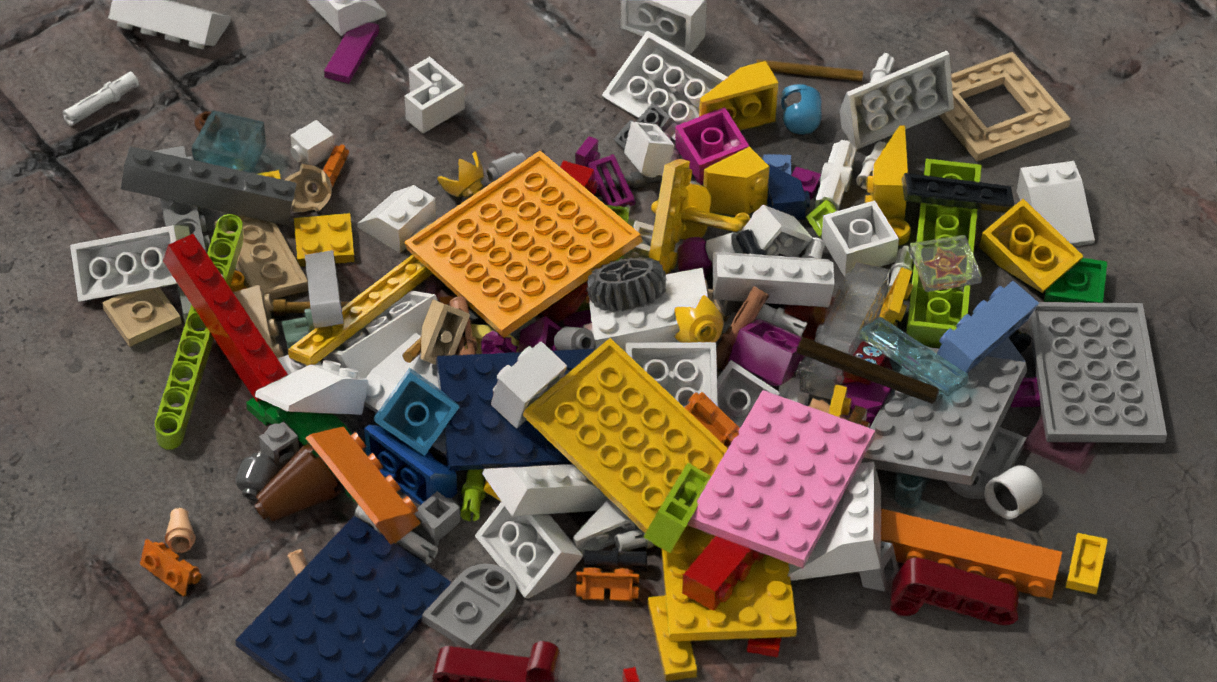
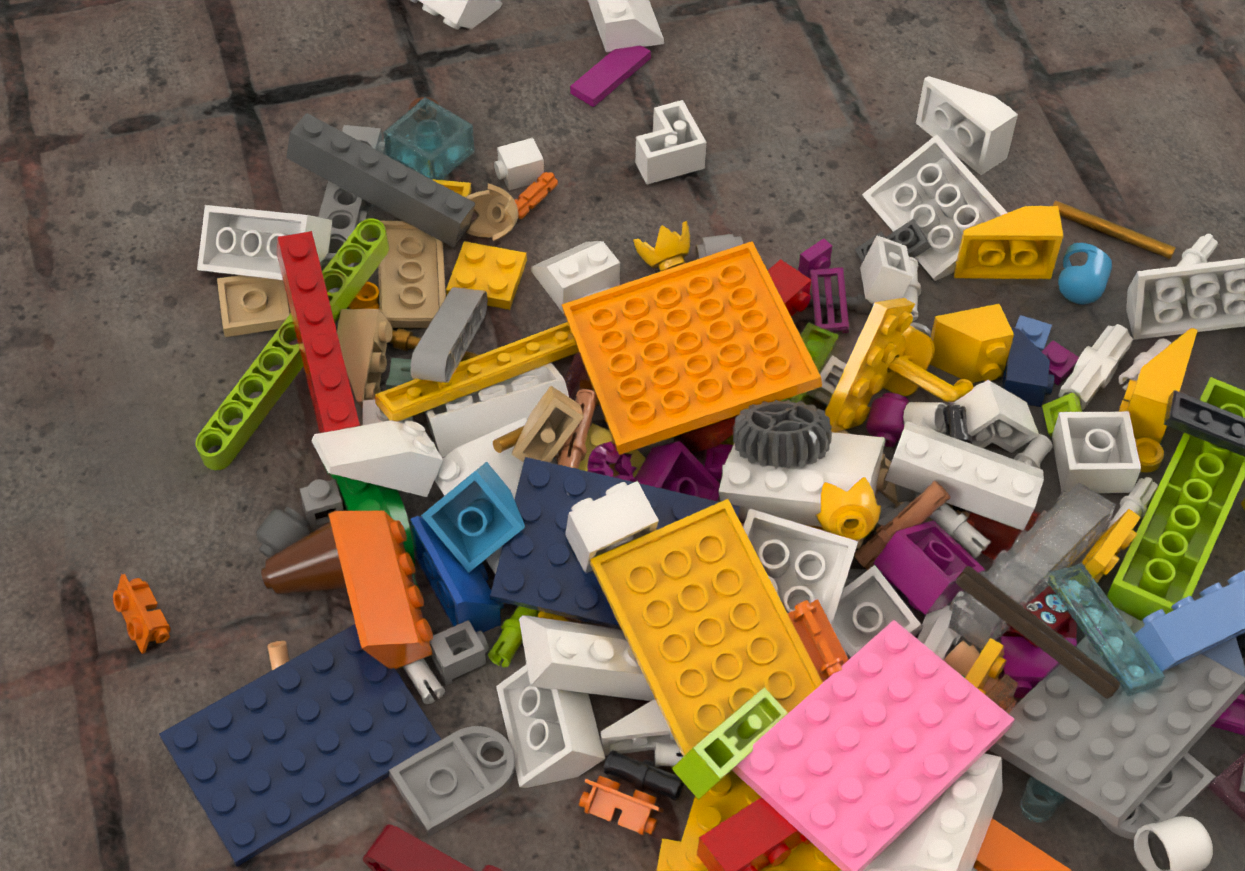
camera: 20 degrees right, 5 degrees up
(109, 93) = (327, 54): white pin -> none
(179, 533) = (170, 574): light nougat cone -> none
(574, 339) = (700, 481): light grey brick -> none
(708, 140) = (960, 281): dark pink brick -> none
(945, 263) = (1187, 518): clear tile -> none

